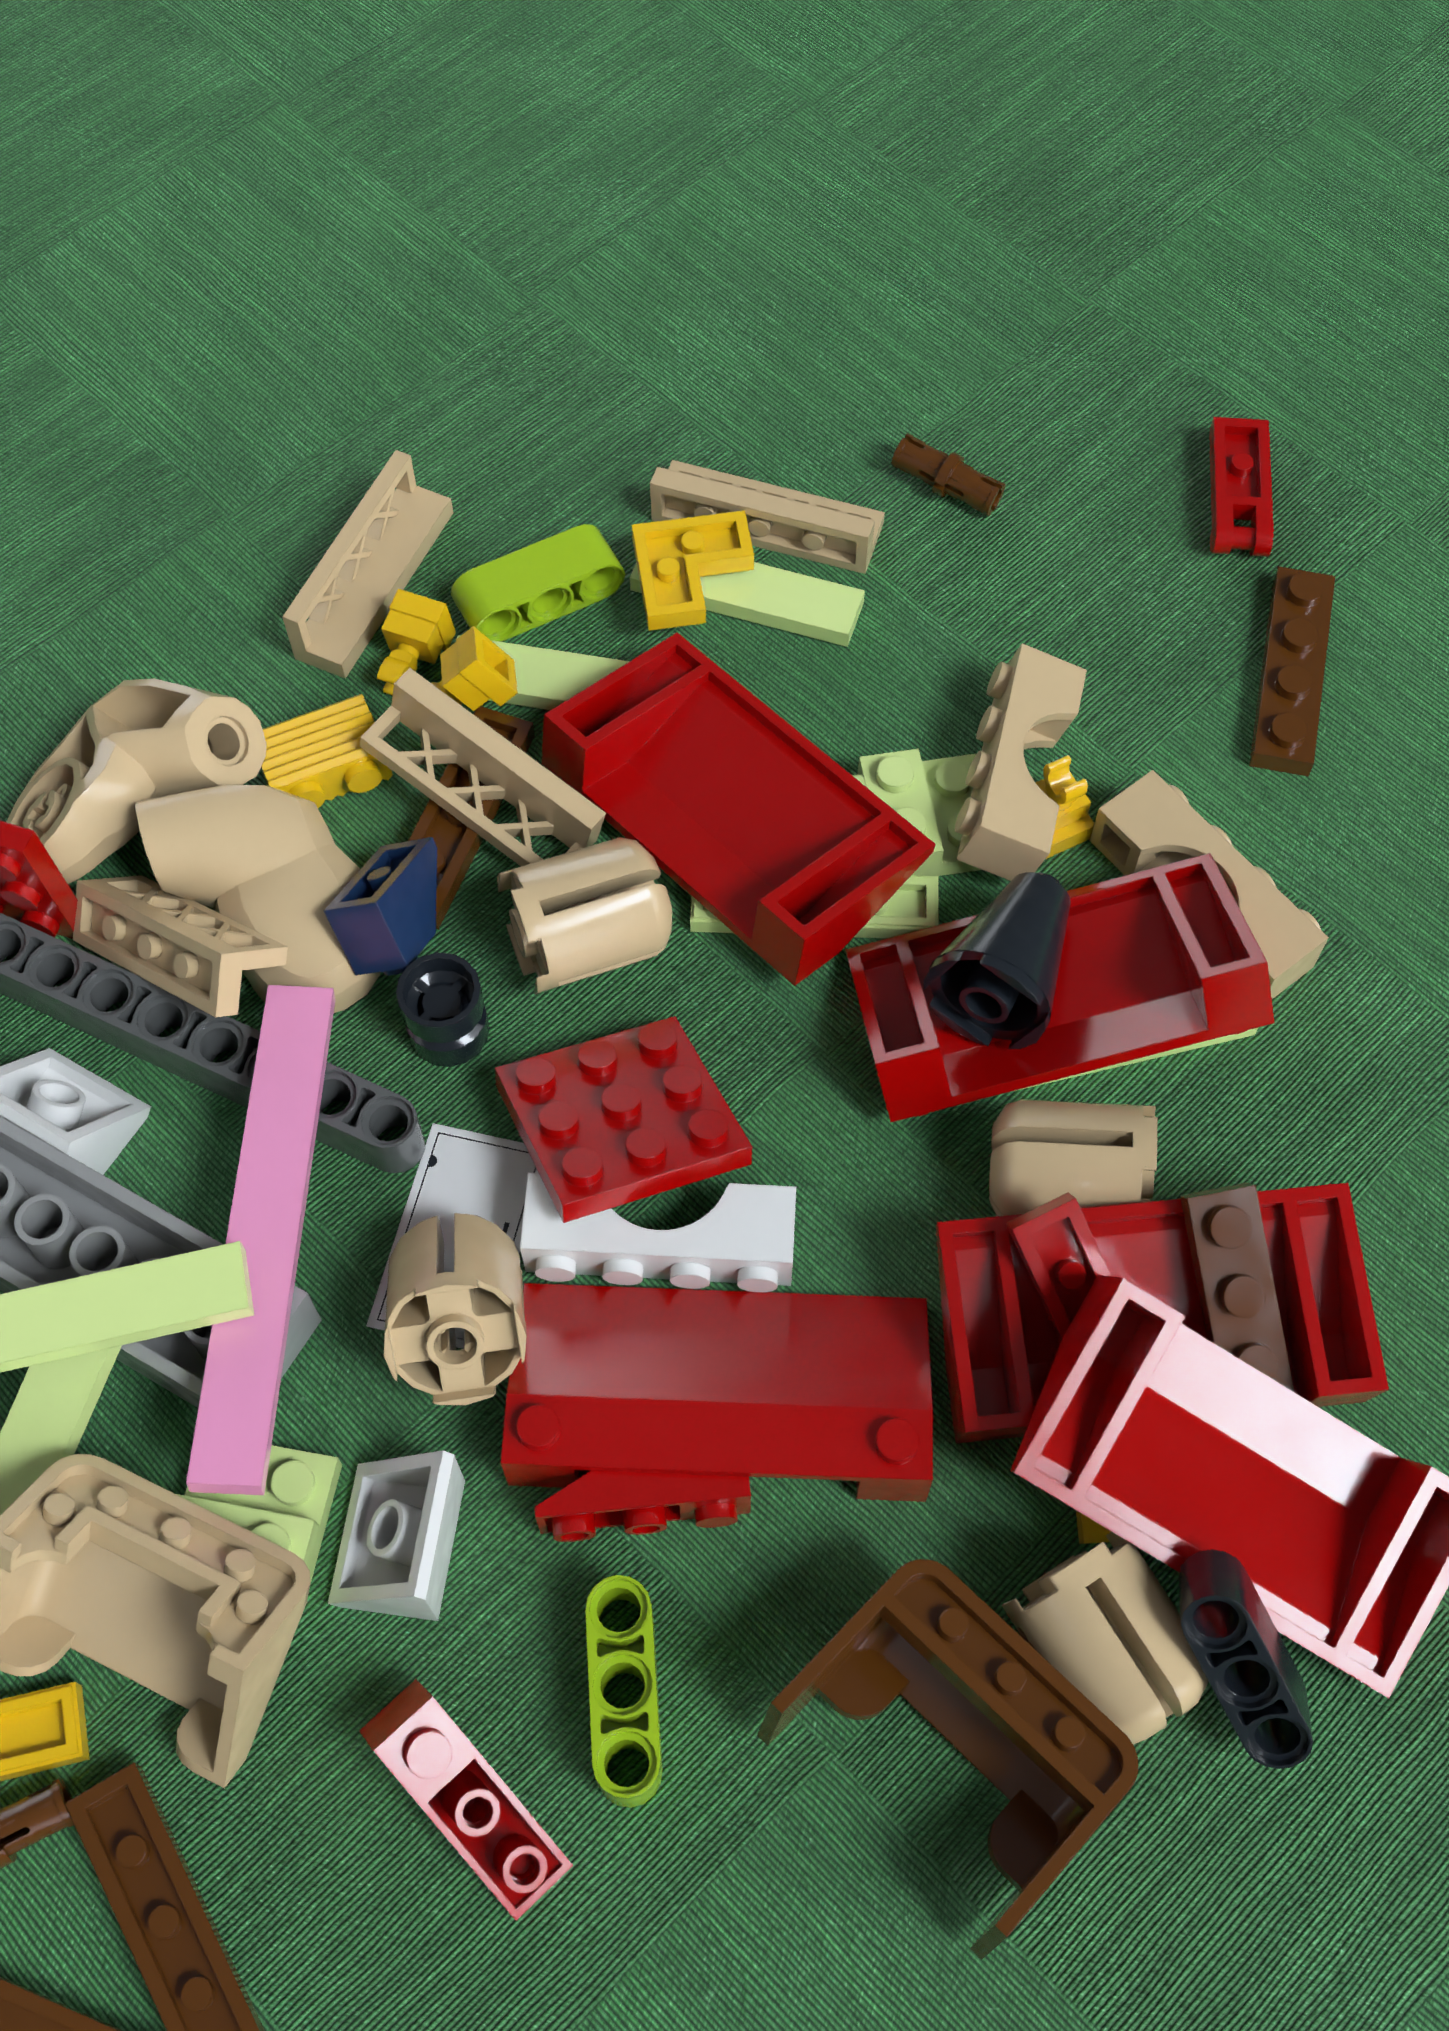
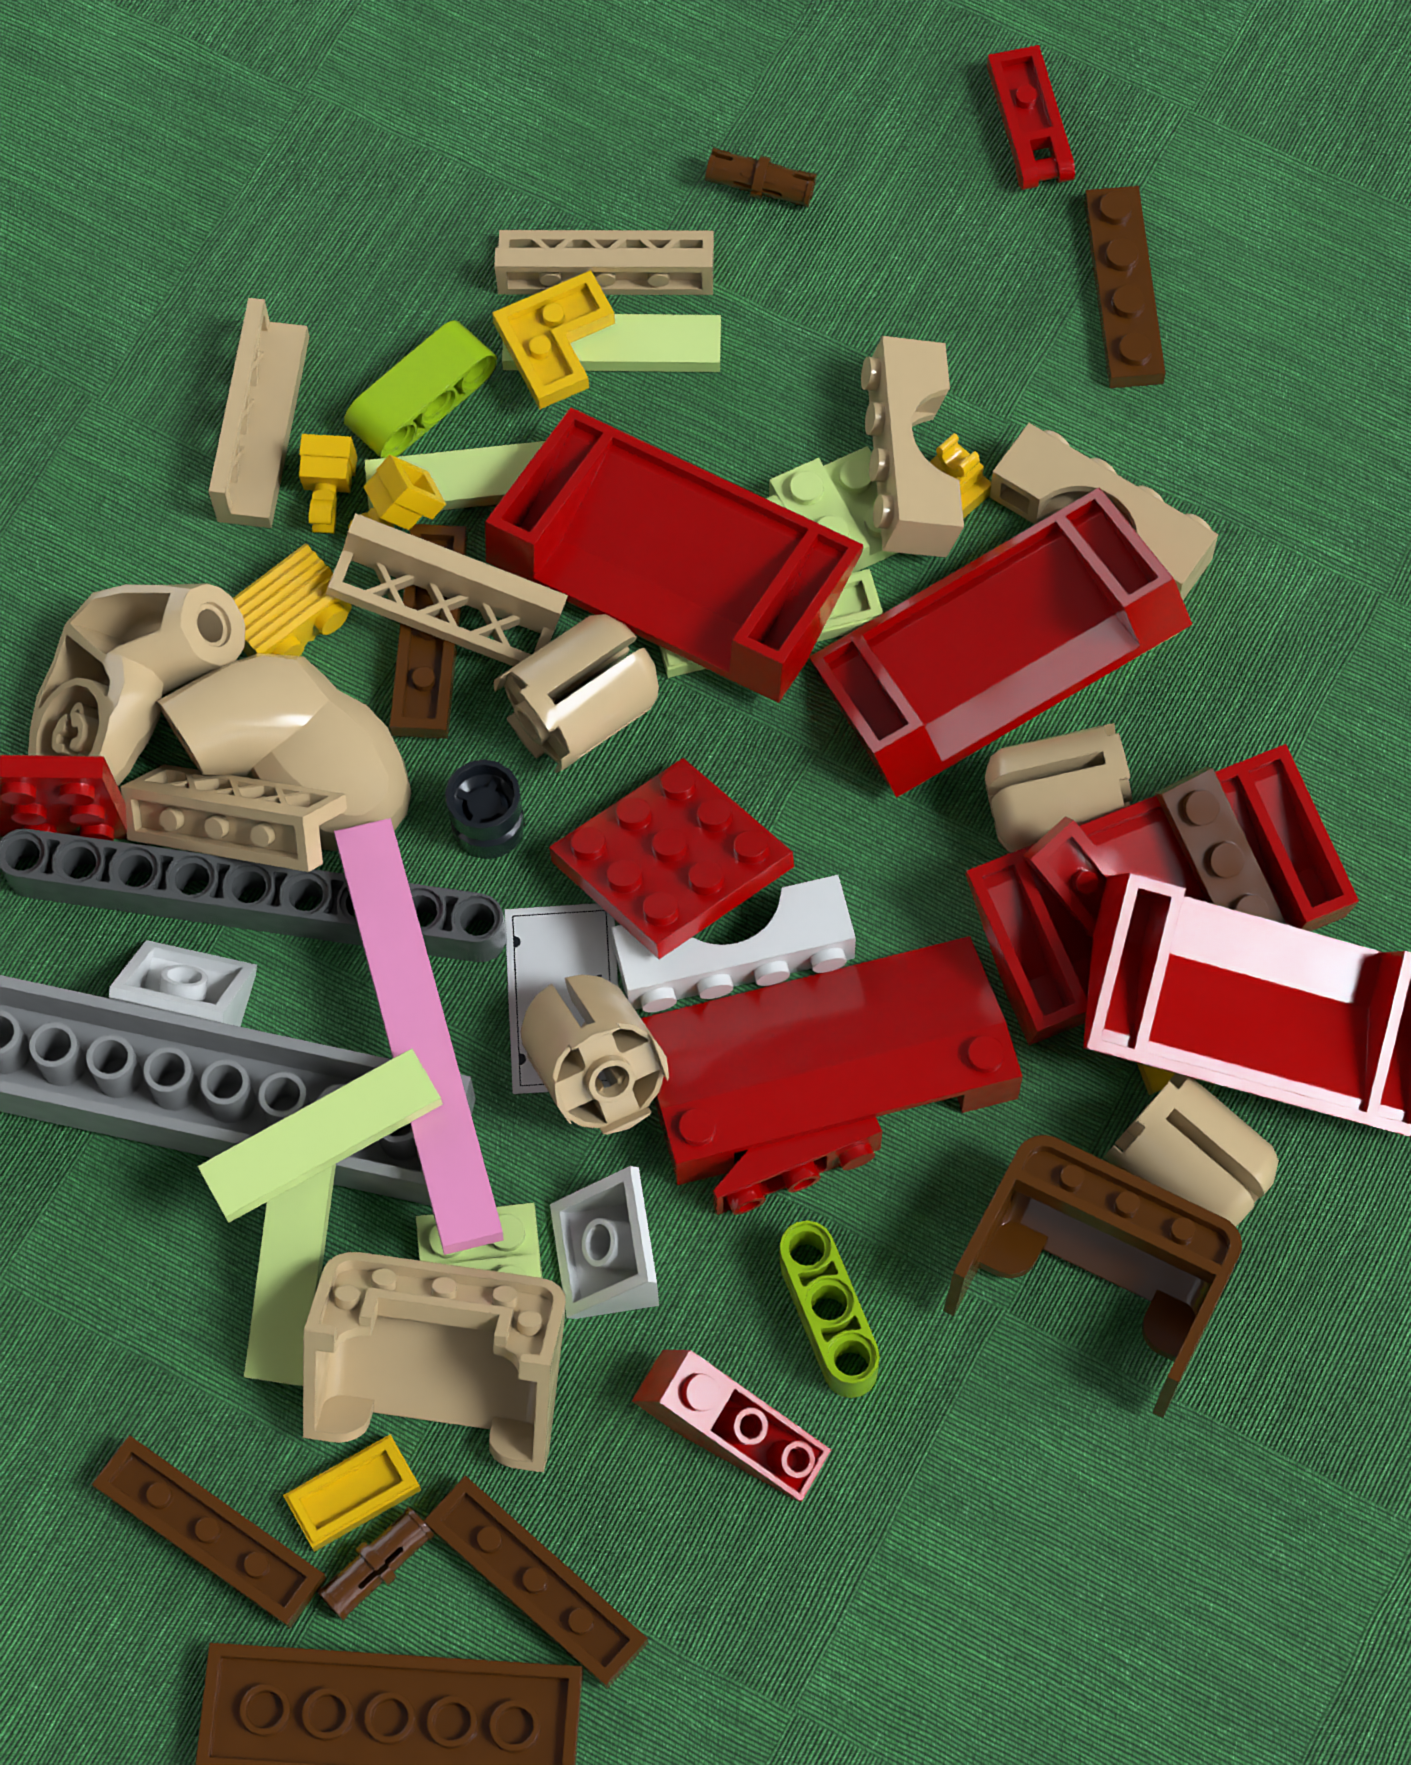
camera: 15 degrees left, 5 degrees up
(388, 908) = (410, 733): dark blue slope -> none
(1004, 965) = (955, 635): black cone -> none
(1244, 1659) = (1293, 1116): black beam -> none

